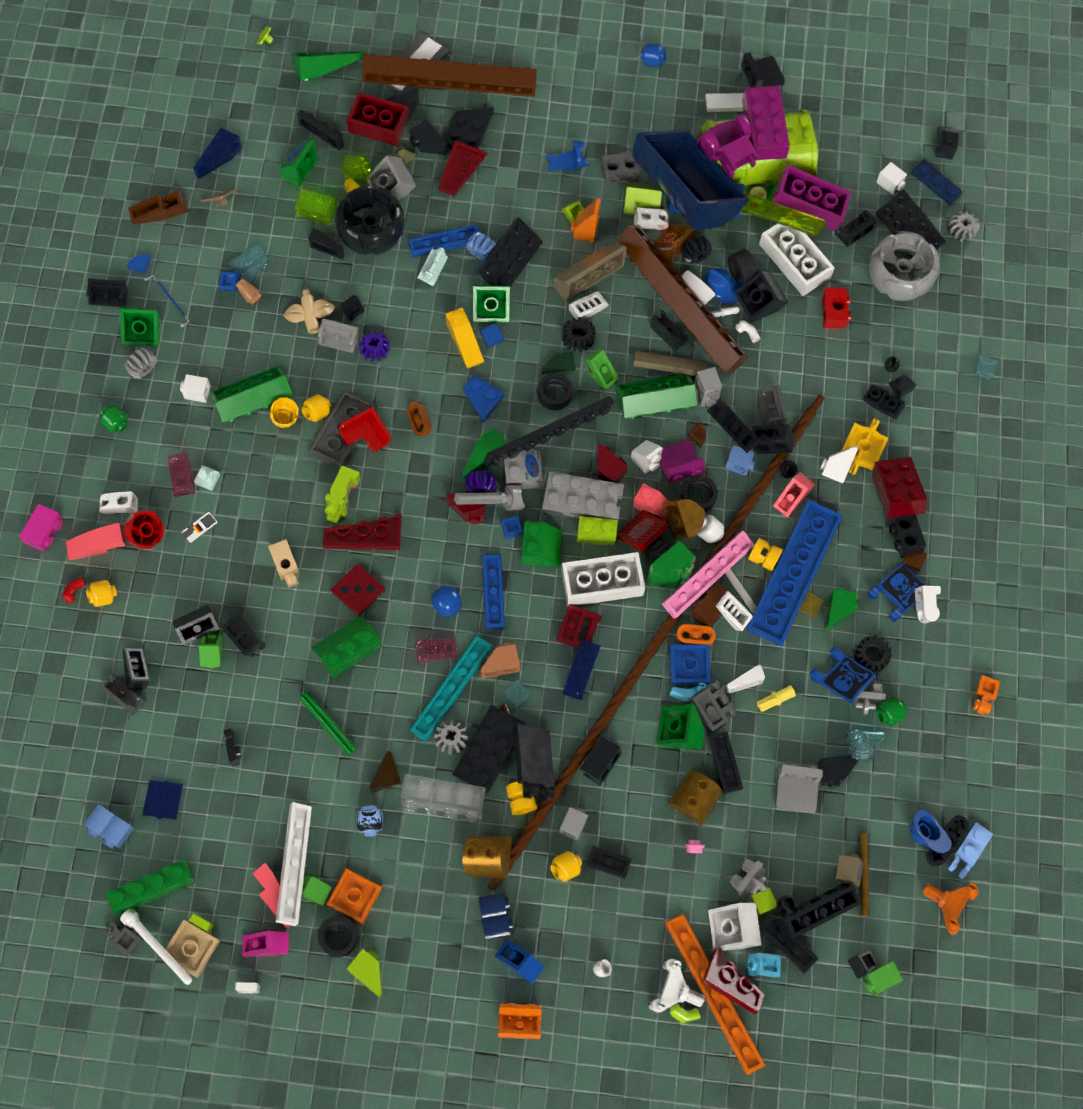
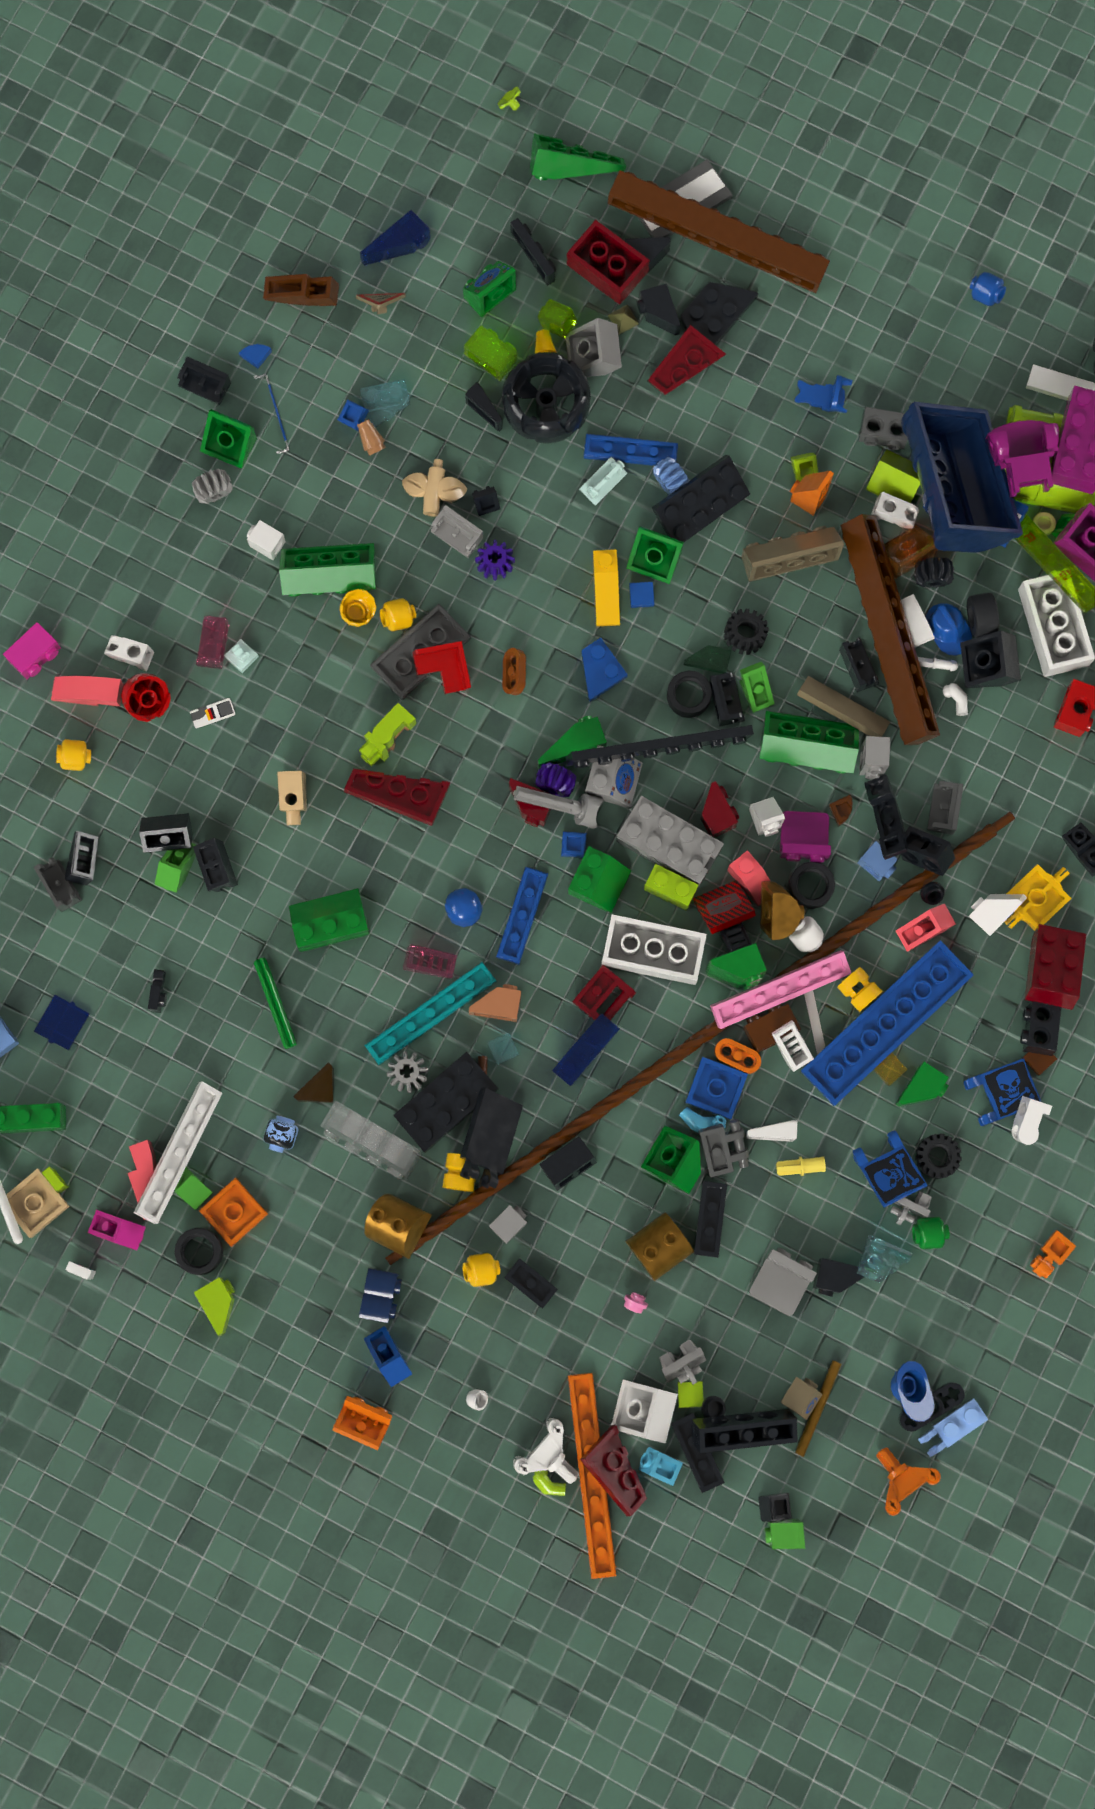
camera: 25 degrees right, 10 degrees up
(68, 593) = (37, 740): red arm -> none
(113, 419) = (157, 545): green head -> none
(357, 590) = (366, 856): dark red tile -> none
(574, 306) = (772, 589): white slope -> none
(583, 386) = (726, 699): none -> black hinge

